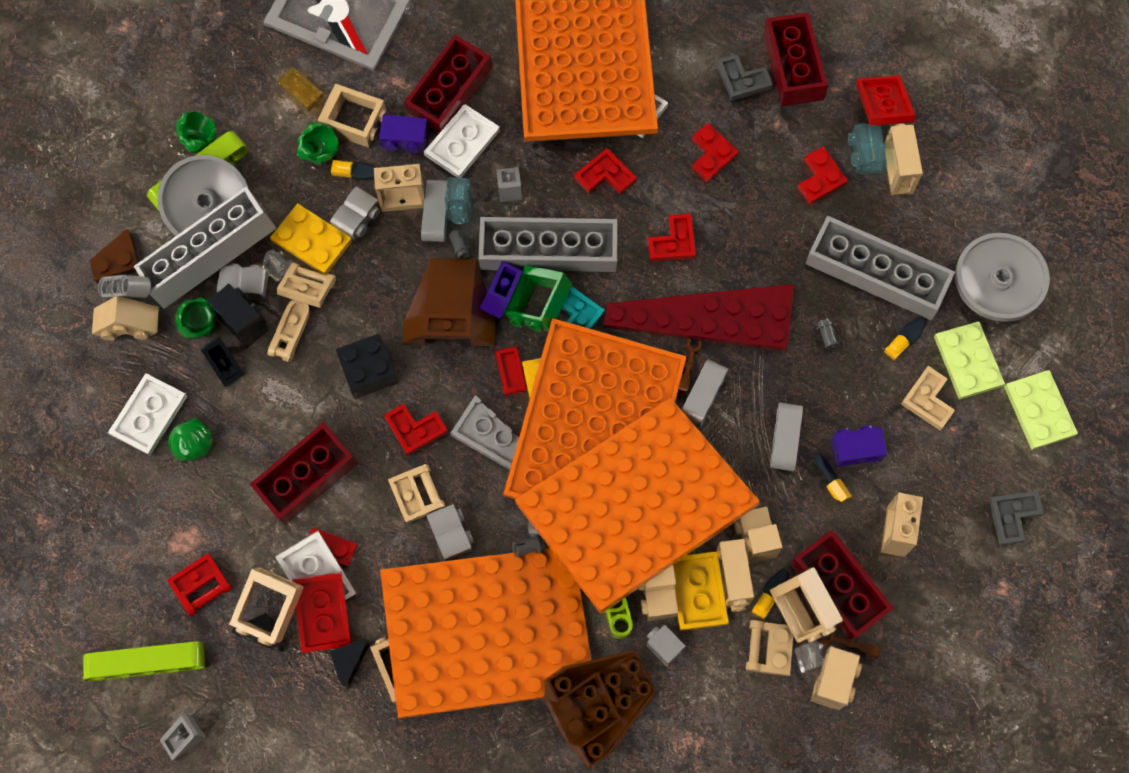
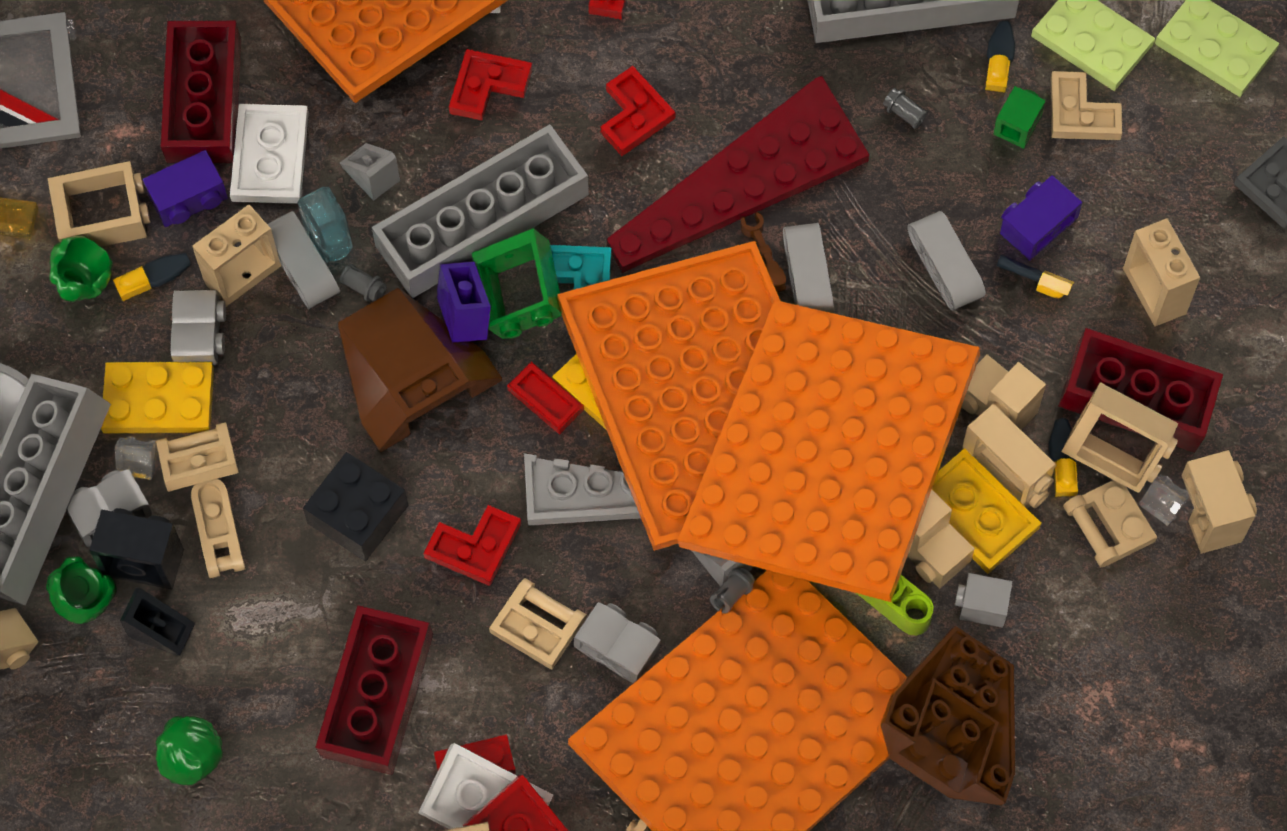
camera: 35 degrees left, 5 degrees down
(147, 414) = (102, 755): white plate -> none
(868, 649) = (1232, 443): reddish brown piece -> none
(890, 380) = (1019, 116): none -> green brick

